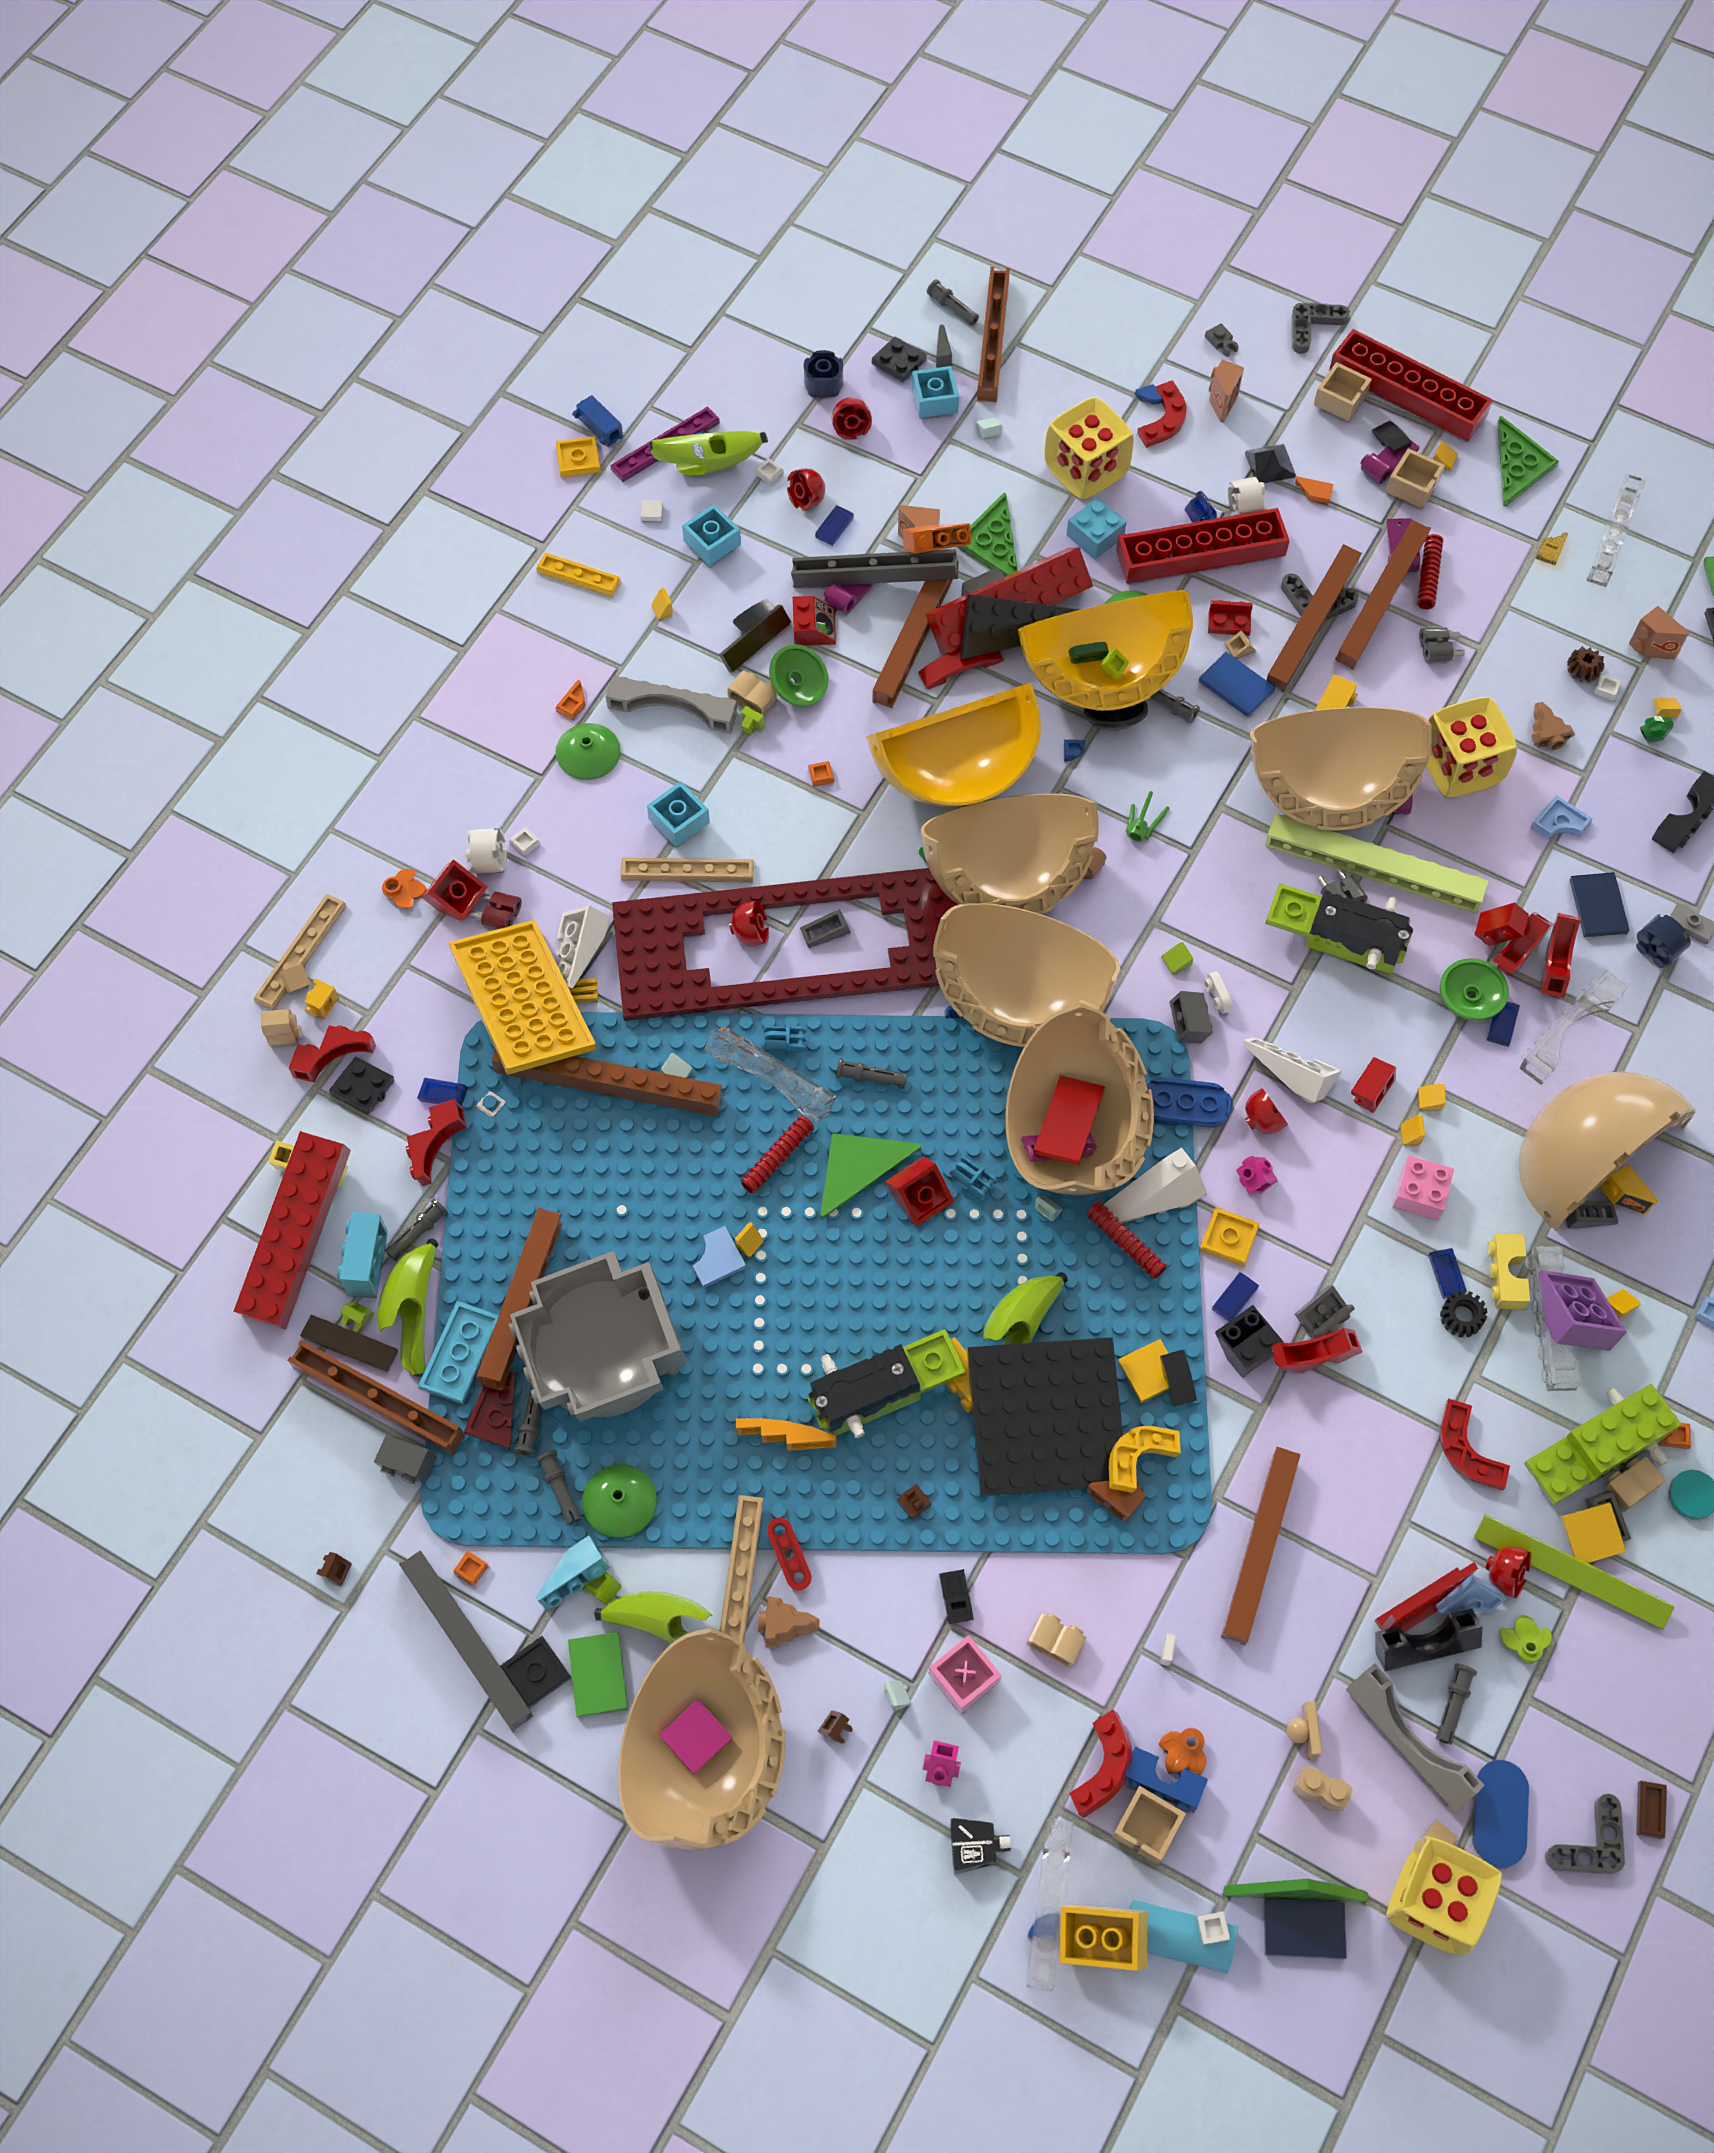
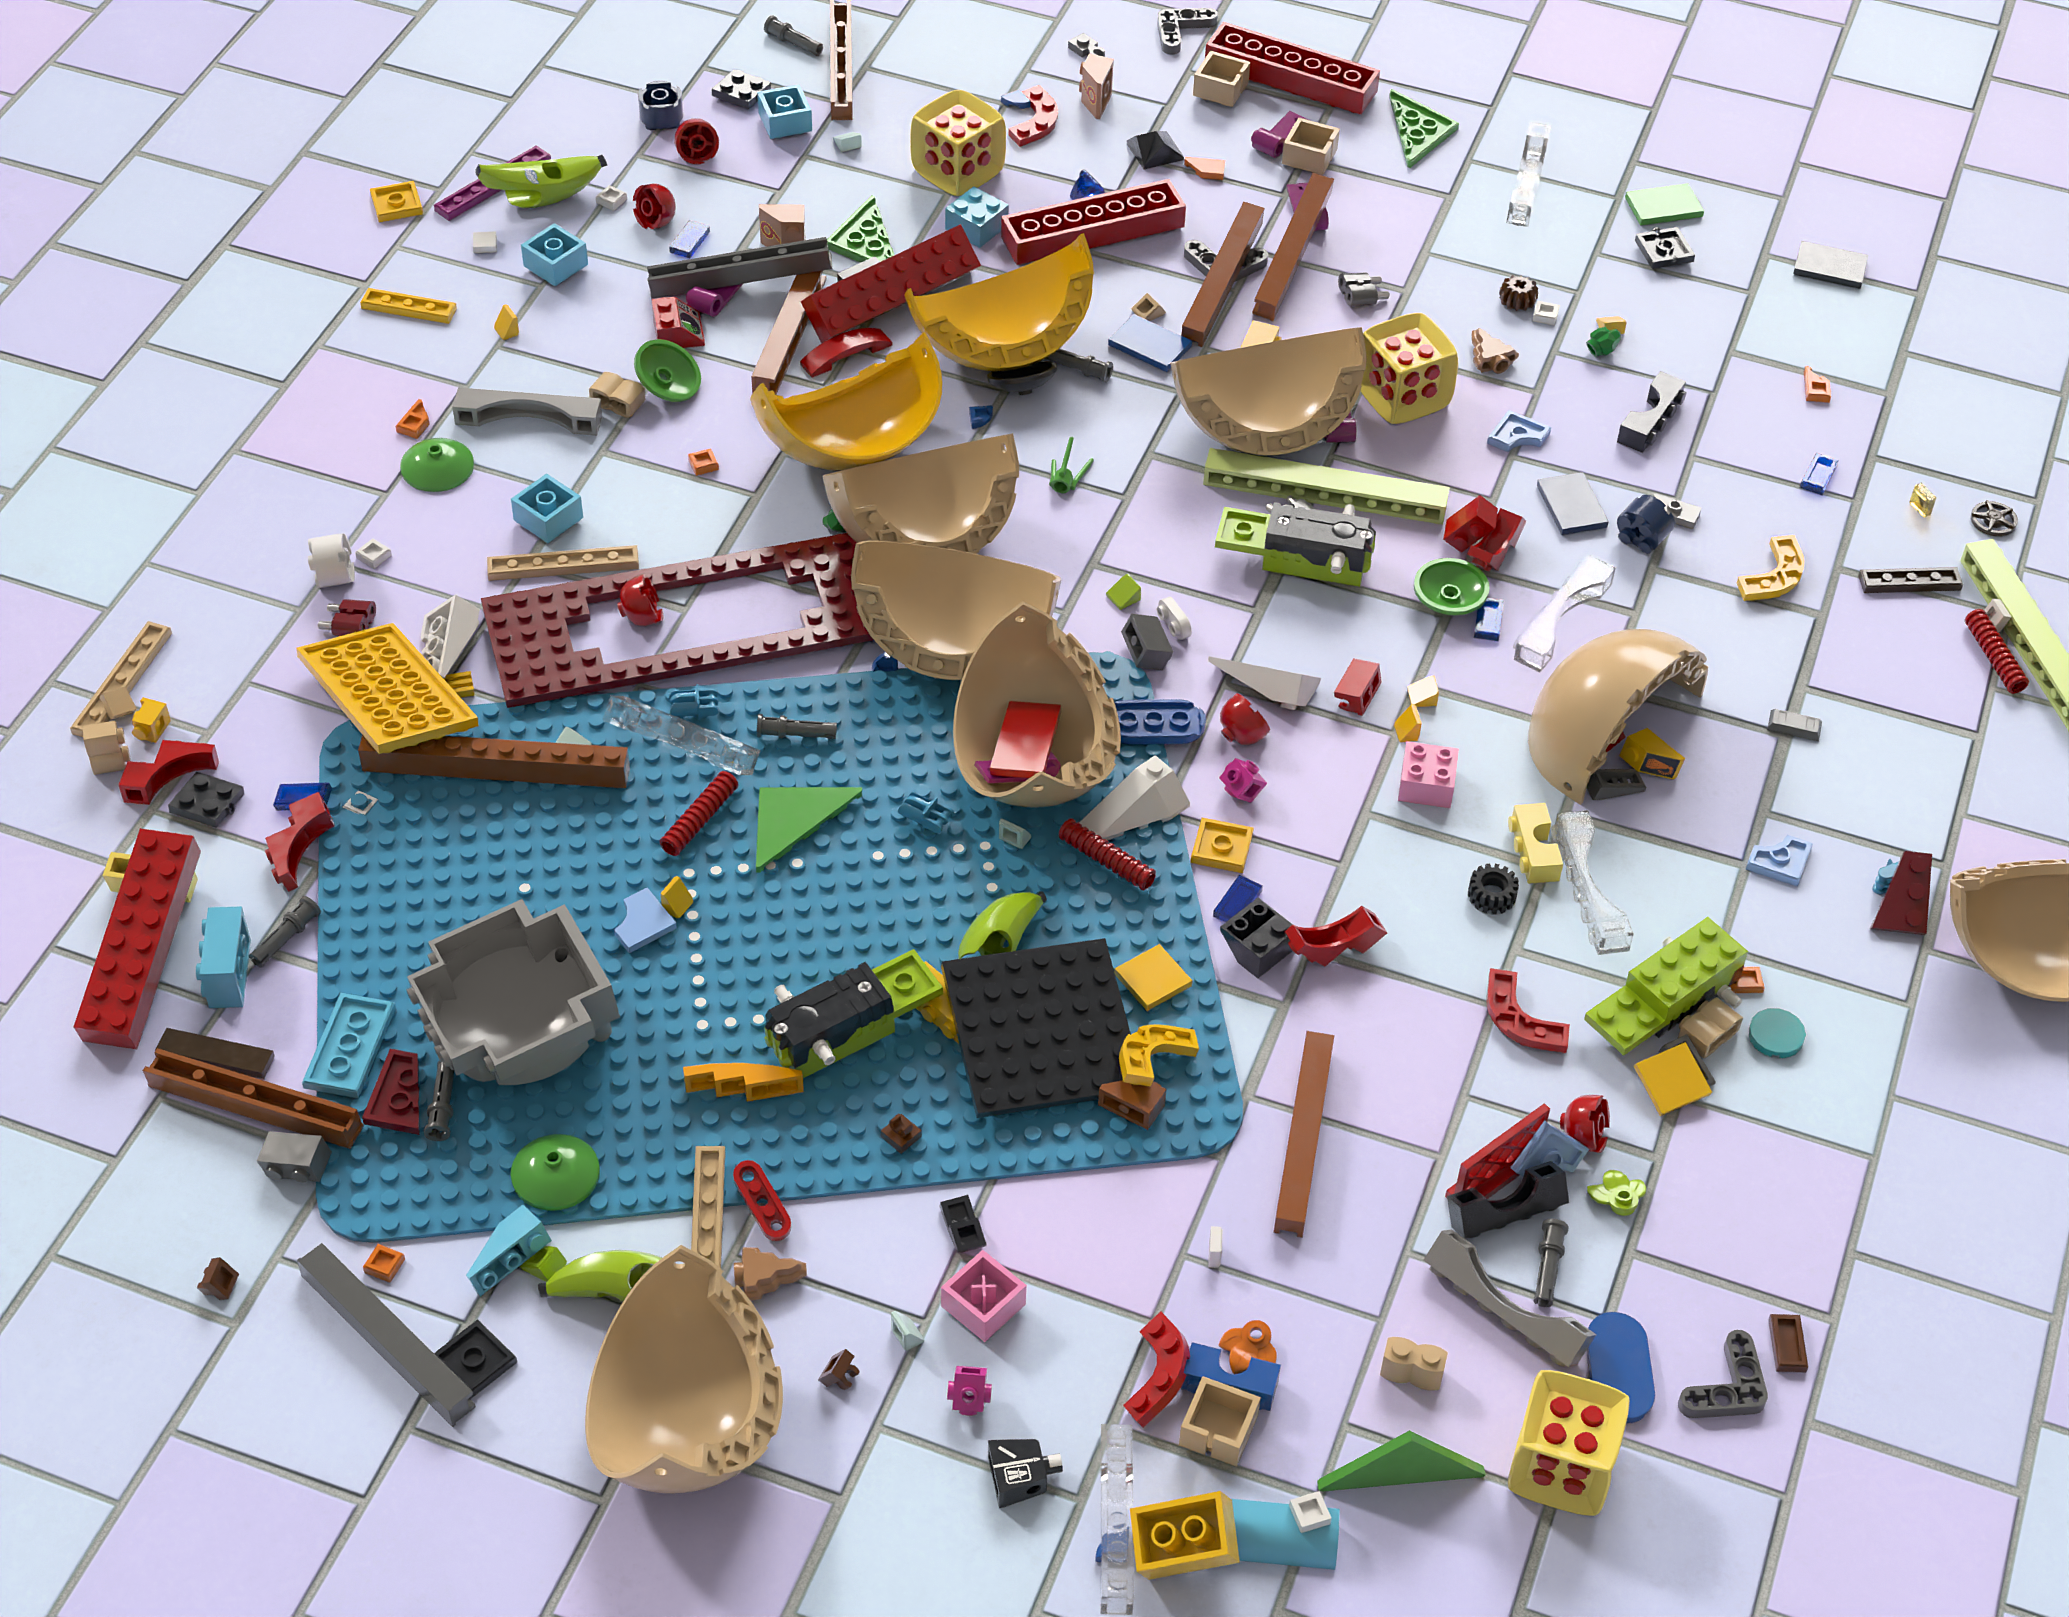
camera: 10 degrees left, 15 degrees down
(358, 1313) = (220, 1020): lime tile -> none
(403, 1286) = (268, 996): lime piece -> none
(406, 888) = (237, 608): orange plate -> none
(454, 891) = (297, 602): red slope -> none
(531, 1266) = (401, 1017): dark orange tile -> none
(555, 1476) = (476, 1153): dark grey pin -> none
(597, 1674) = (548, 1353): bright green tile -> none
(598, 420) = (416, 166): blue brick -> none
(695, 1736) = (674, 1396): dark pink tile -> none
(752, 615) = (610, 327): black slope -> none
(752, 720) = (620, 417): lime tile -> none
(755, 638) = (614, 344): dark brown tile -> none
(836, 932) = (730, 592): dark grey slope -> none
(920, 1190) = (867, 830): red slope -> none
(936, 537) = (803, 228): orange slope -> none
(944, 352) = (788, 72): dark grey slope -> none
(994, 623) = (879, 303): black wing -> none
(1056, 1640) = (1085, 1252): tan brick -> none
(1088, 652) = (985, 324): dark green beam -> none
(1097, 863) = (1020, 513): medium nougat brick -> none
(1114, 663) = (1014, 330): lime tile -> none
(1178, 1377) = (1186, 976): black slope -> none
(1229, 617) = (1132, 283): red bracket -> none
(1246, 496) = (1133, 171): white brick -> none
(1304, 1928) = (1416, 1510): dark blue tile -> none
(1306, 1730) = (1386, 1307): tan tile -> none
(1324, 1312) = (1338, 901): dark grey bracket -> none
(1392, 436) = (1280, 114): black slope -> none
(1430, 571) = (1340, 227): red piece -> none
(1445, 455) = (1345, 127): yellow slope -> none
(1446, 1272) = (1466, 851): clear blue tile -> none
(1551, 549) = (1464, 199): clear yellow tile -> none
(1559, 955) = (1538, 546): red arch -> none
(1577, 1572) = (1666, 1120): lime tile -> none
(1578, 1312) = (1618, 869): medium lavender slope -> none
(1623, 1303) = (1665, 863): yellow slope -> none
(1658, 635) = (1590, 258): nougat slope -> none

